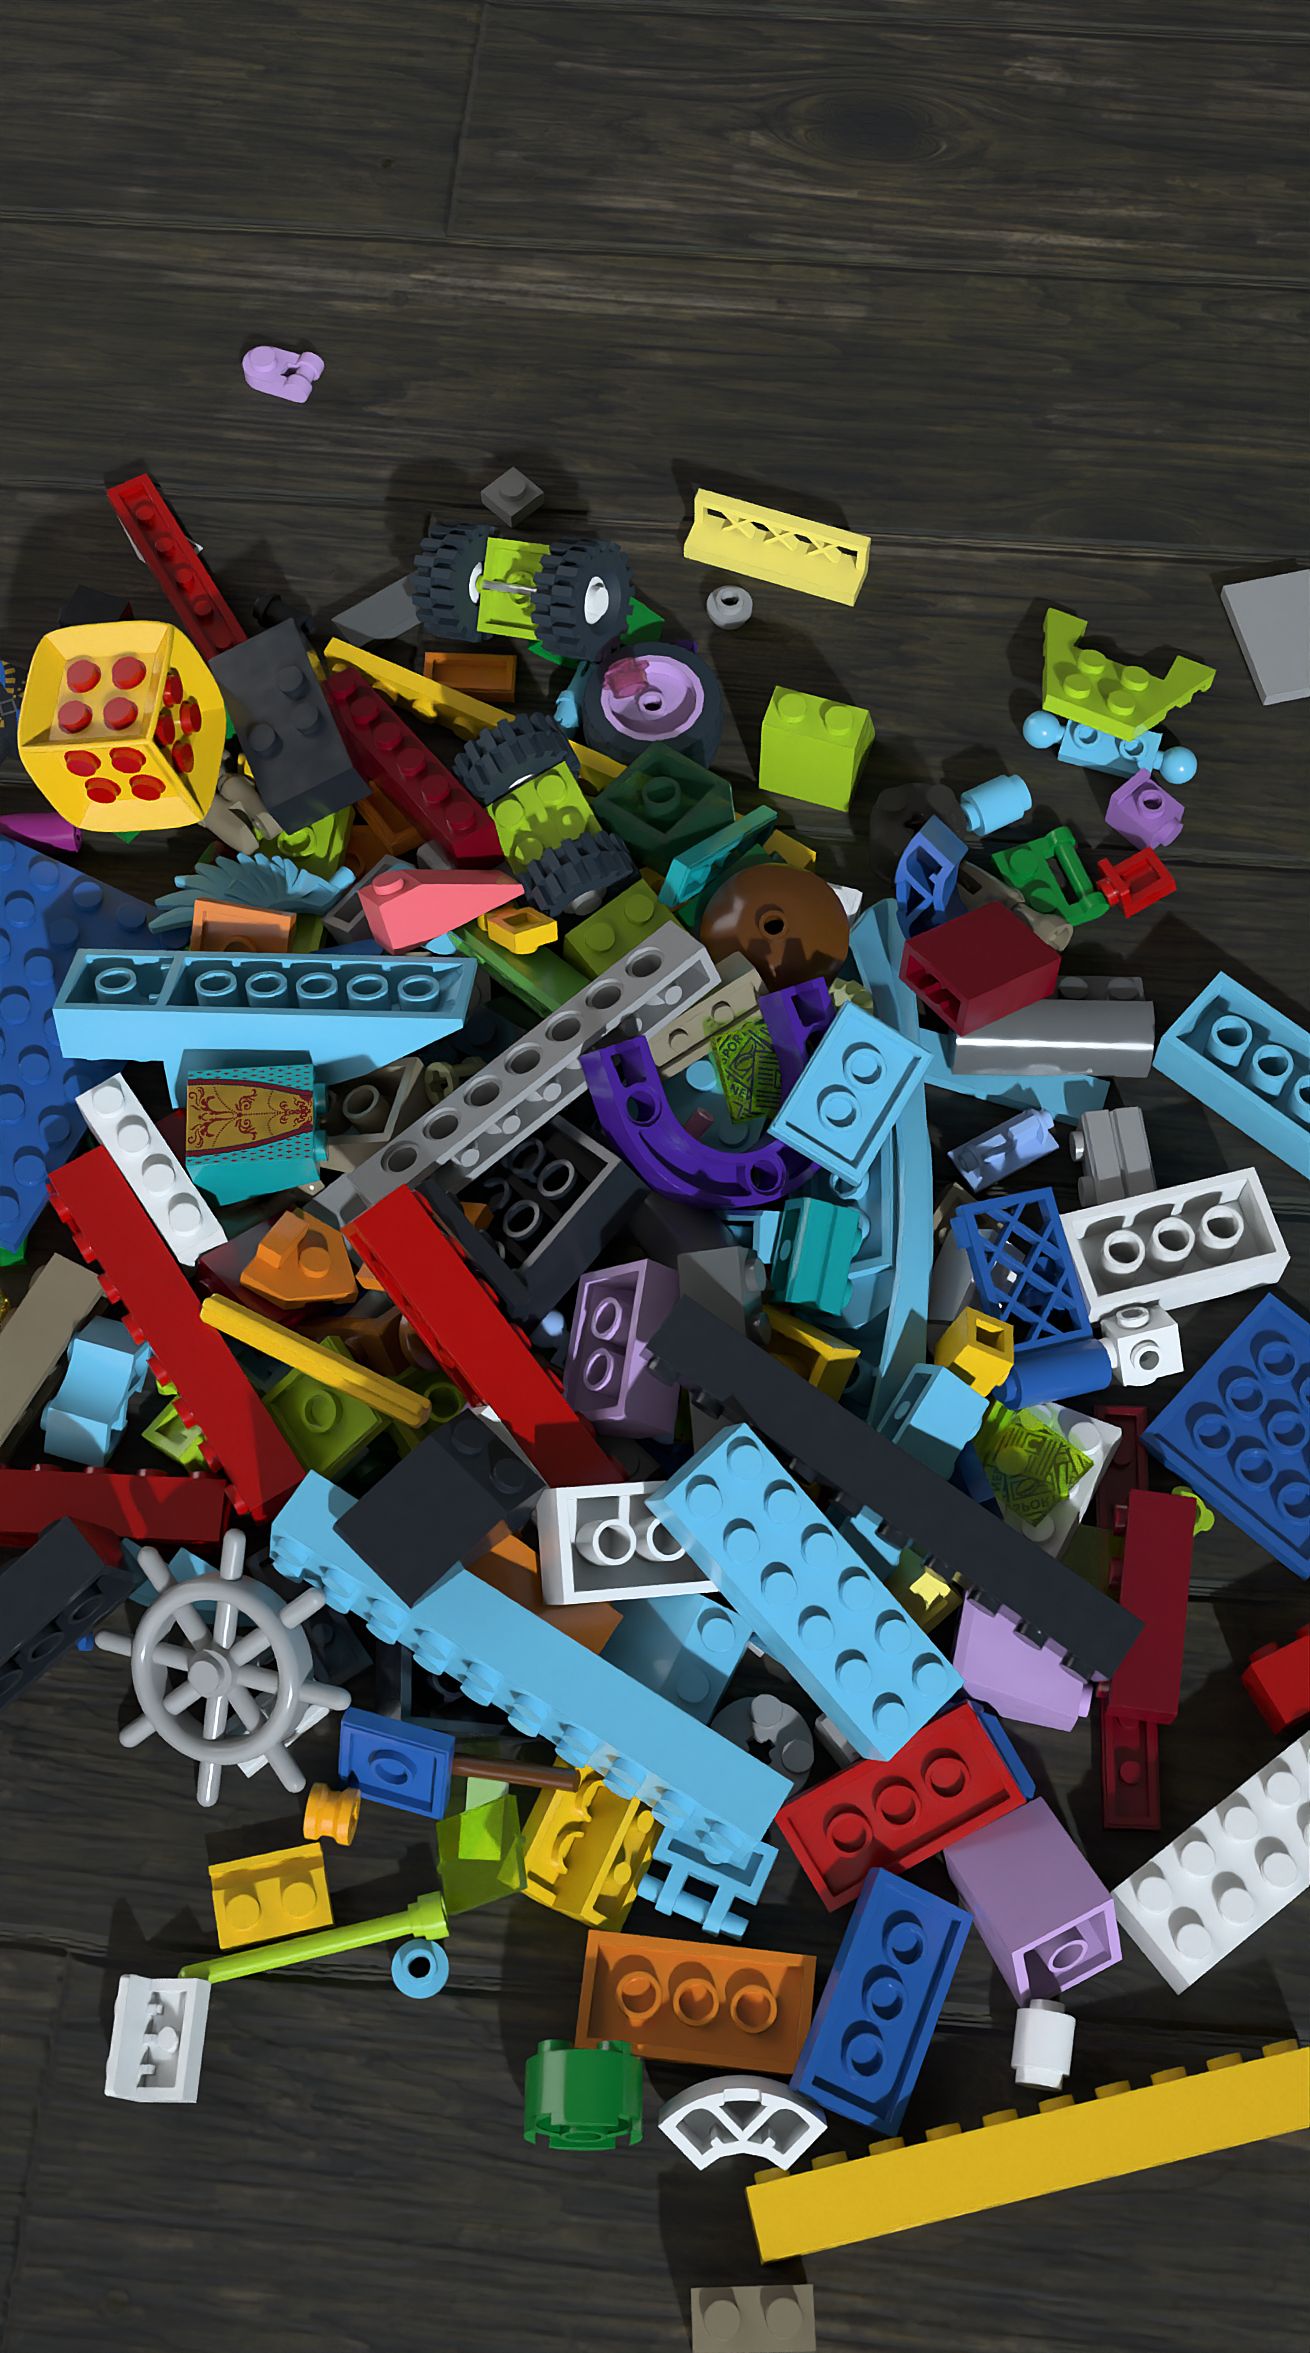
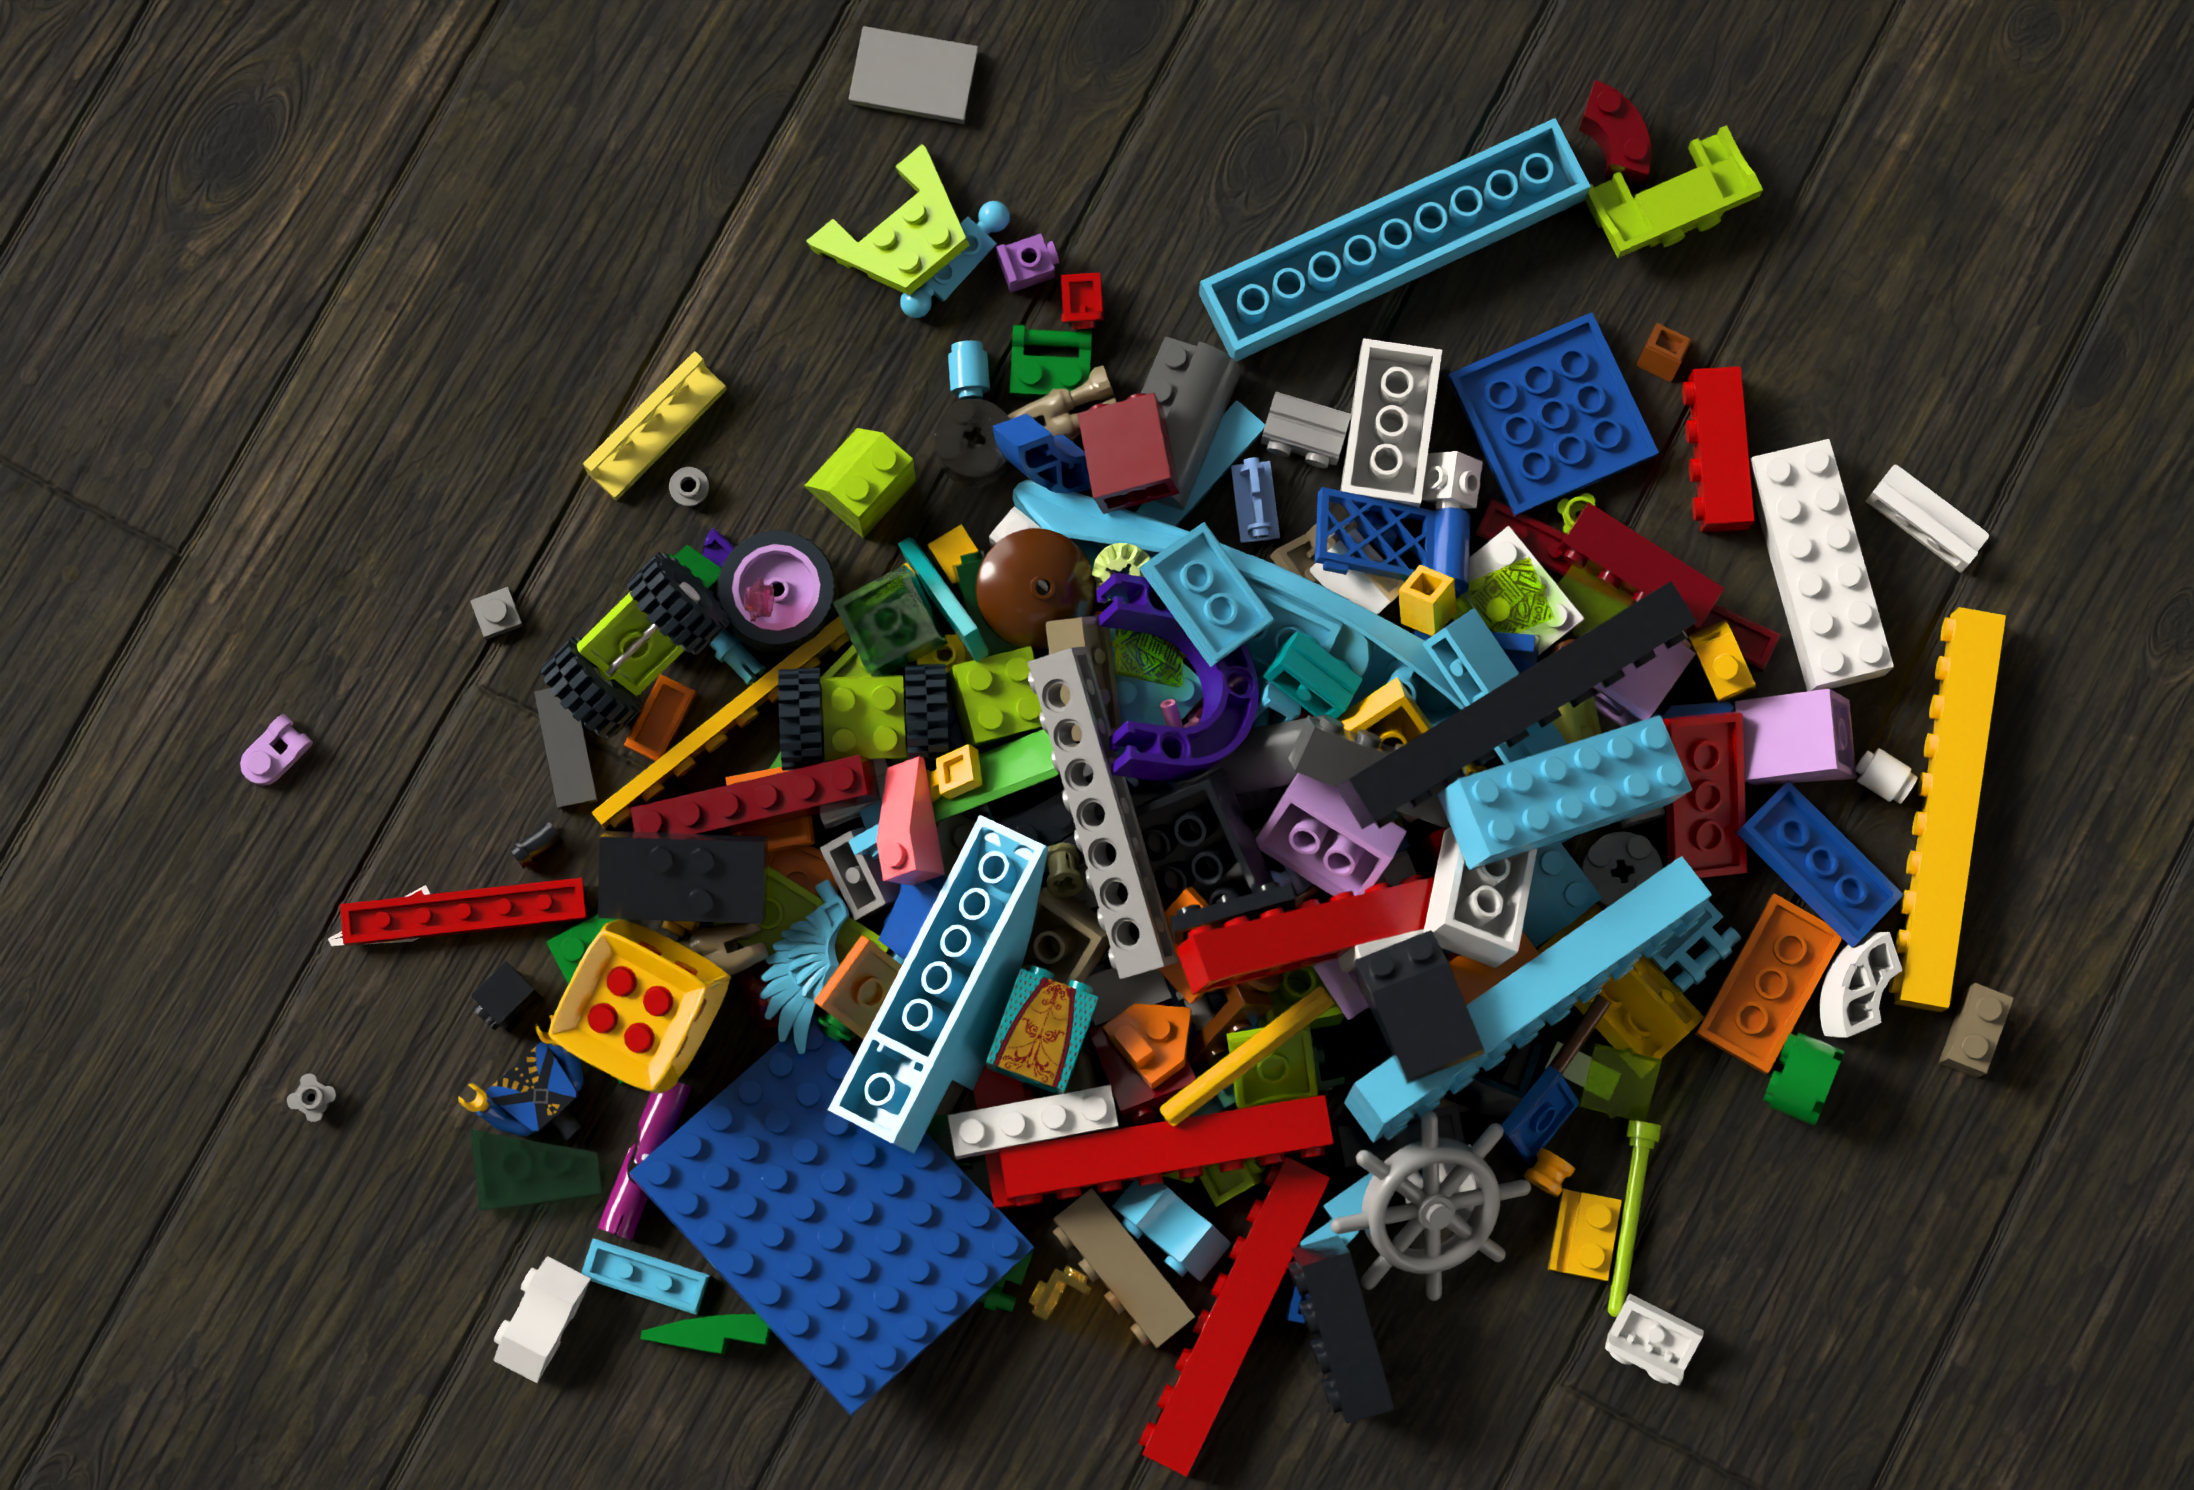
camera: 70 degrees left, 15 degrees up
(429, 1984) = (1661, 1153): medium azure plate -> none
(1080, 1762) = (1723, 662): none -> yellow torso

